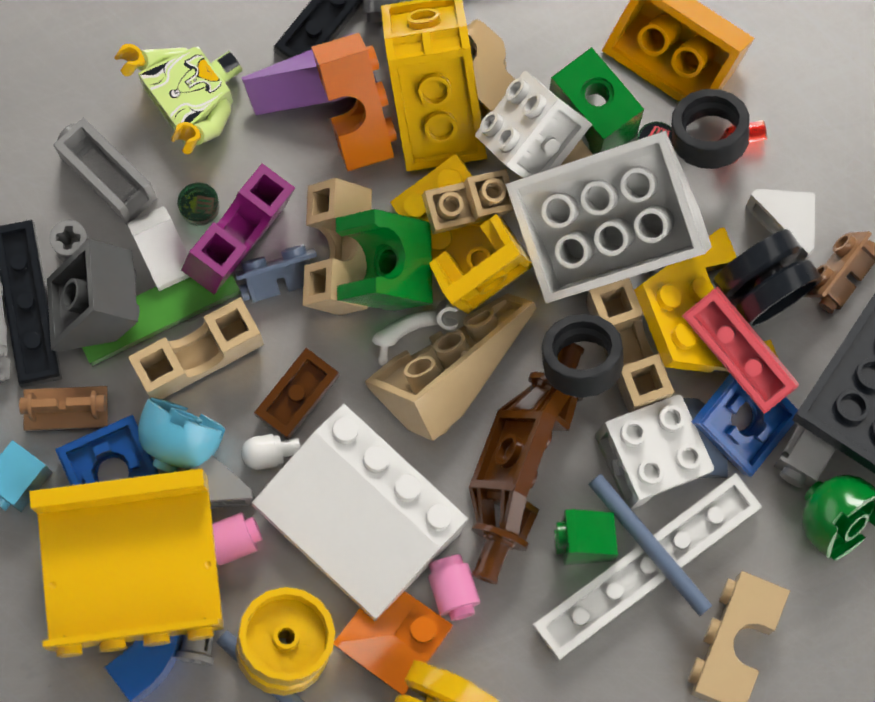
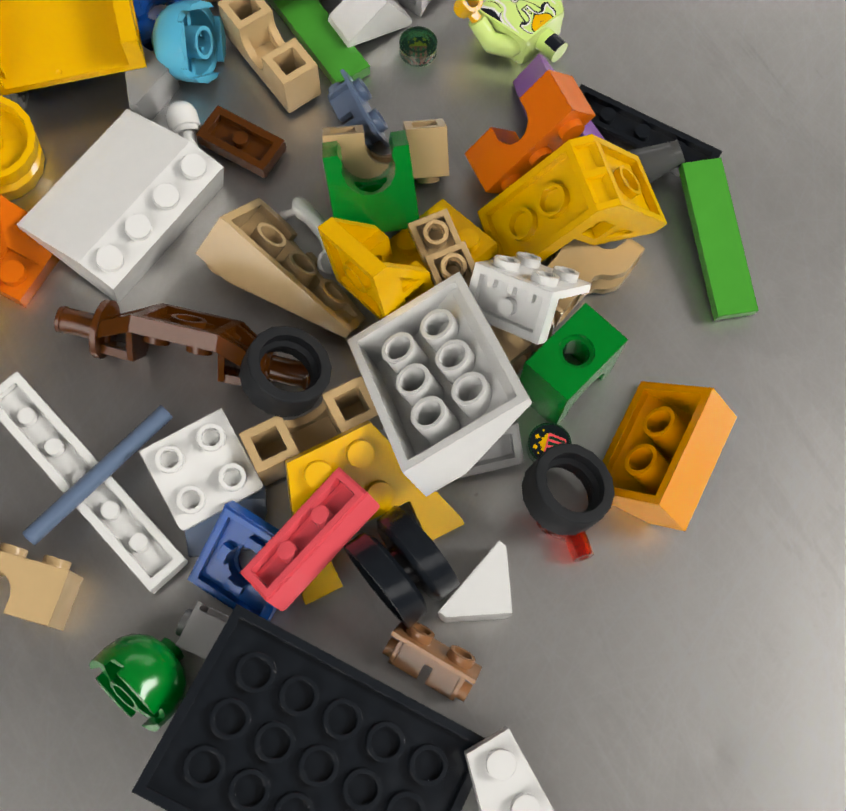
camera: 80 degrees right, 5 degrees down
(235, 537) = (97, 103): bright pink brick -> none
(238, 230) = (362, 49): magenta arch -> none
(453, 587) = (53, 291): bright pink brick -> none
(586, 537) = (101, 405): green slope -> none

